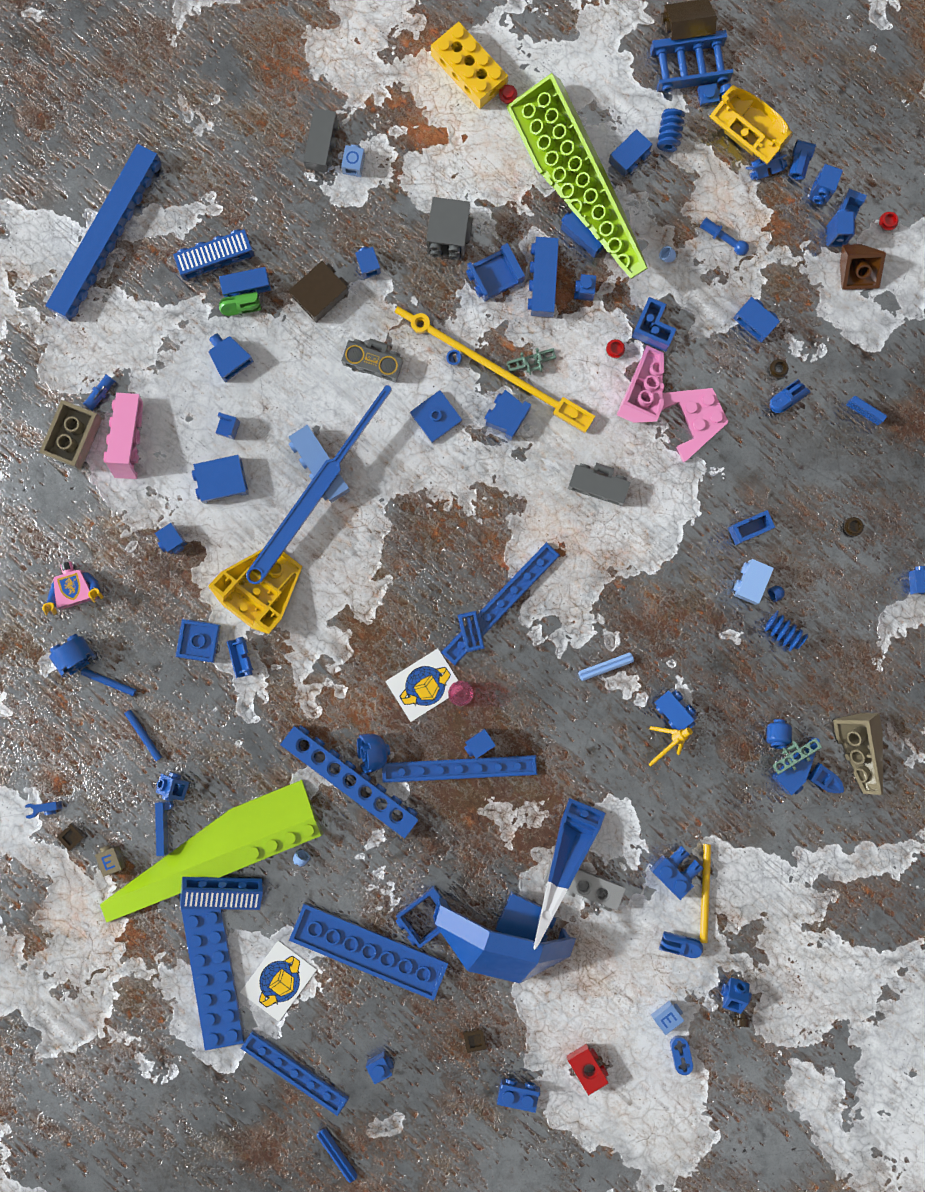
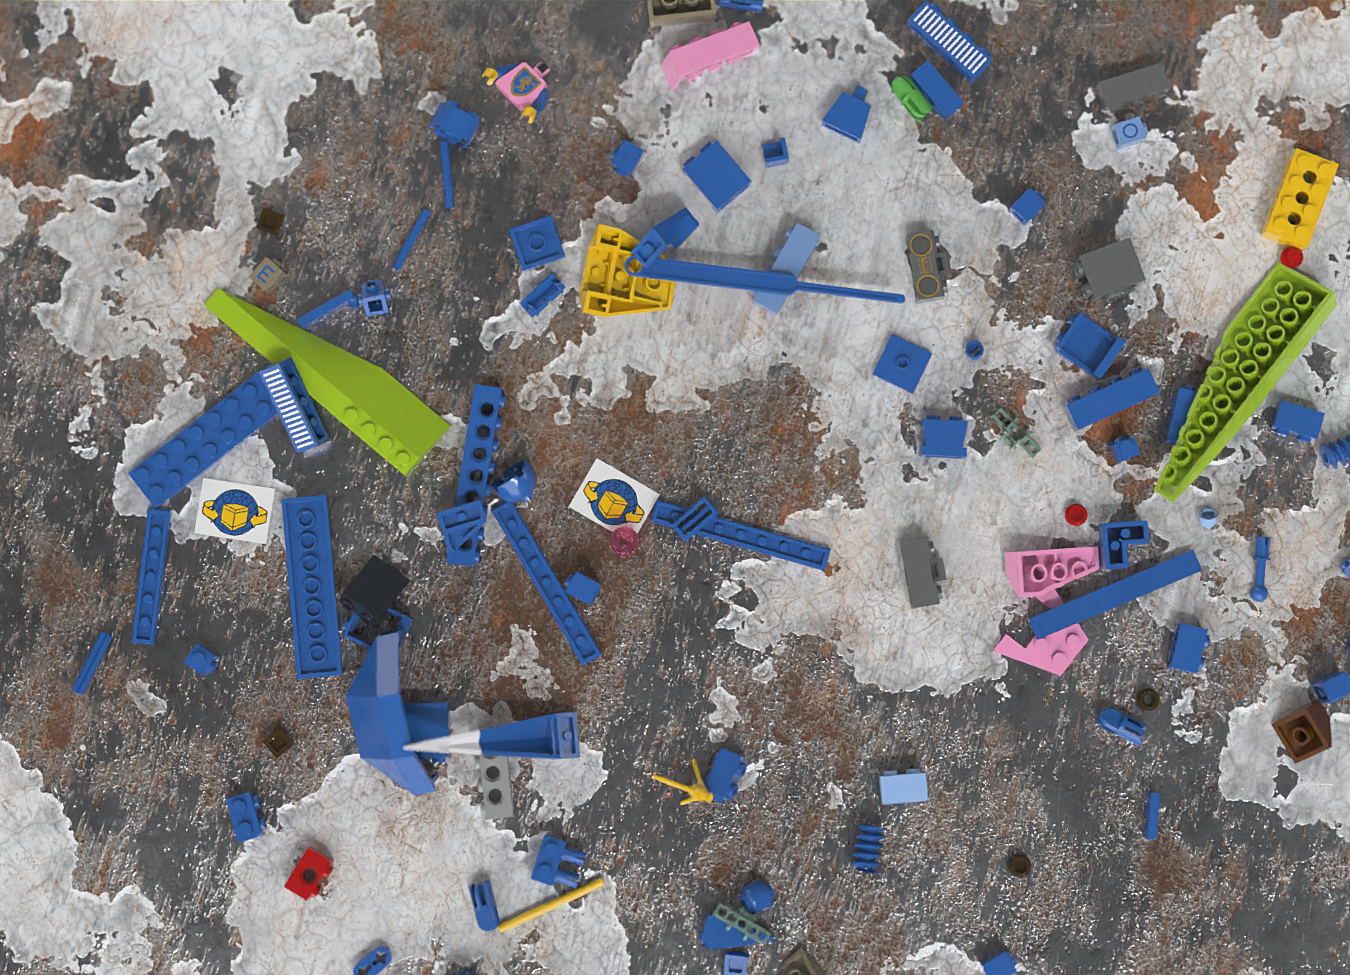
camera: 65 degrees right, 0 degrees up
(48, 808) = (287, 183): blue plate -> none
(243, 535) = (670, 231): none -> blue panel
(299, 861) = (371, 467): light blue hinge -> none
(319, 291) = (970, 172): dark brown brick -> none
(380, 811) = (460, 523): none -> blue wing
(397, 906) = (373, 591): none -> black panel
(564, 409) = (982, 494): yellow bar -> none
(606, 666) = (732, 679): light blue axle -> none
(668, 1017) = (404, 930): medium blue brick -> none
(690, 351) = (1115, 594): none -> blue tile
(756, 526) = (965, 762): blue piece -> none
(776, 593) = (904, 819): blue hinge -> none

